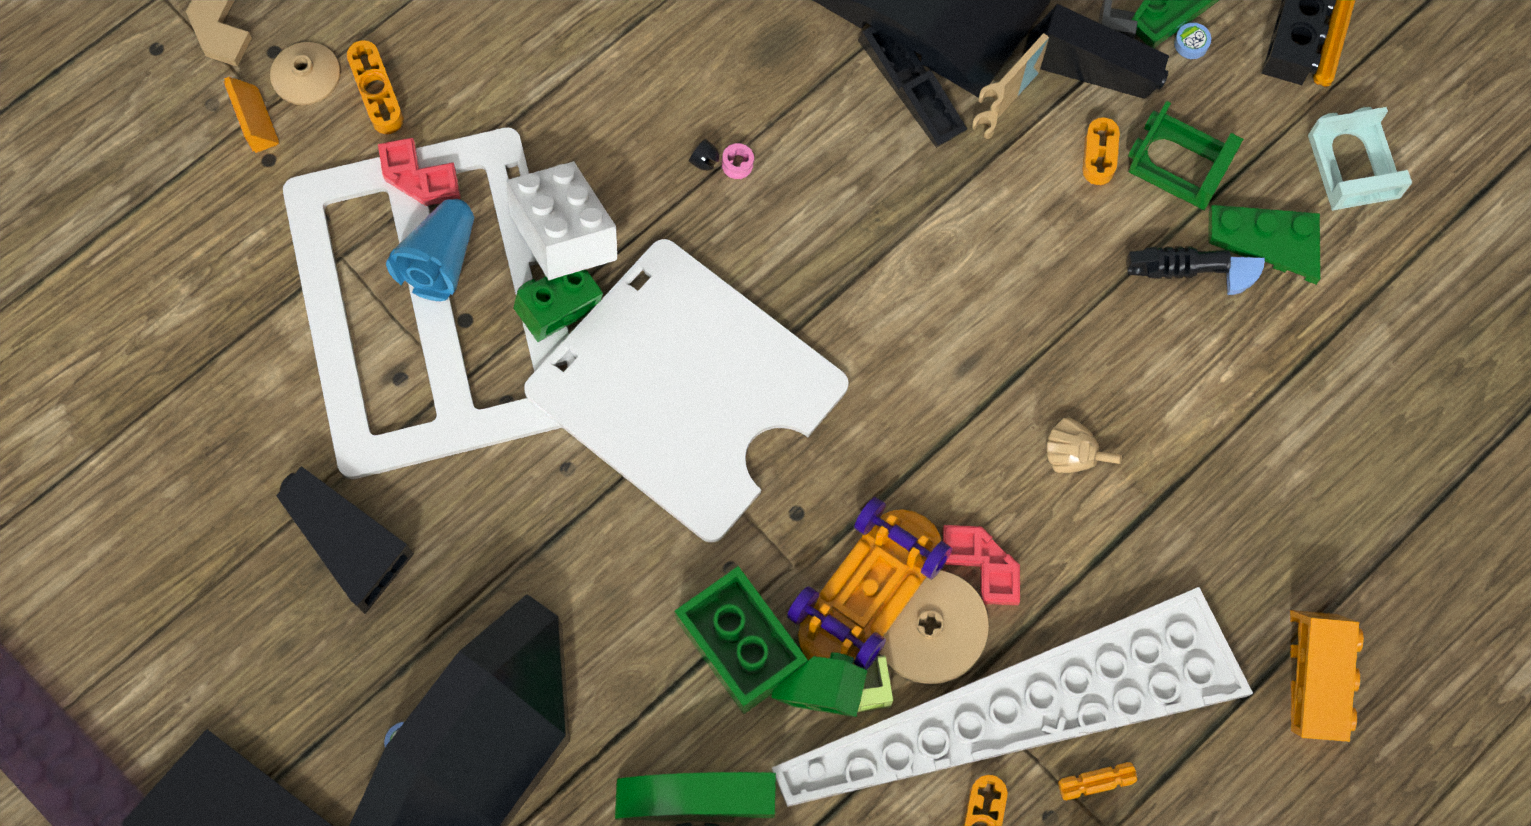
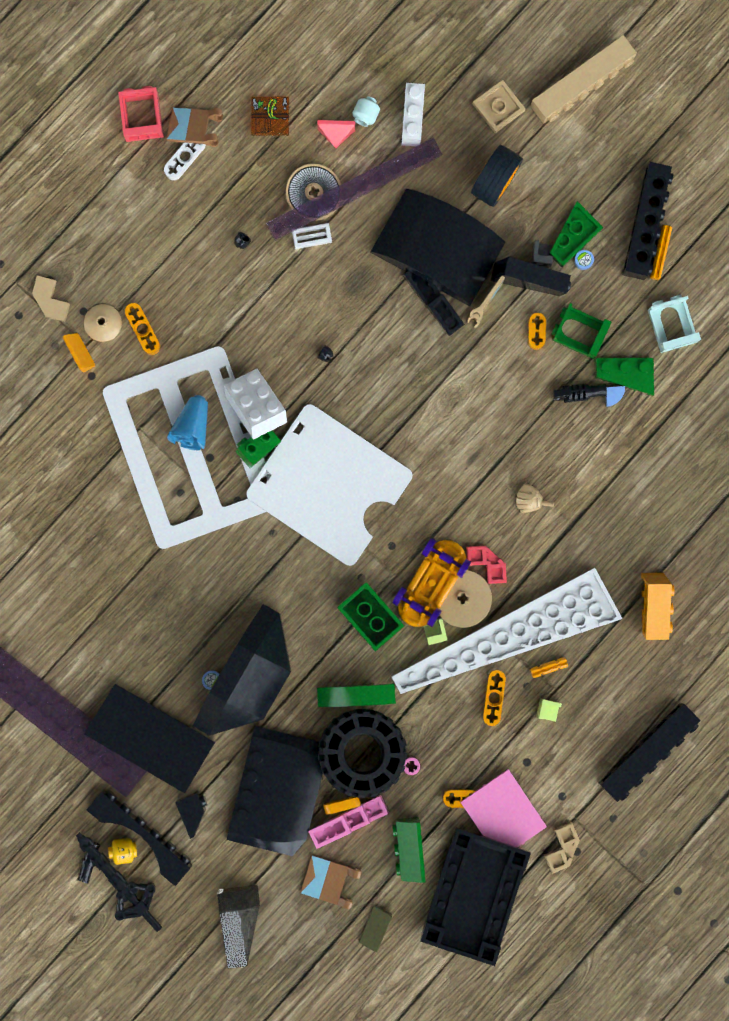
camera: 10 degrees left, 15 degrees up
(348, 541) = (168, 583): black slope -> none
(425, 185) = (179, 385): coral tile -> none
(729, 155) = (347, 358): bright pink bush -> none
(824, 686) = (414, 636): green slope -> none

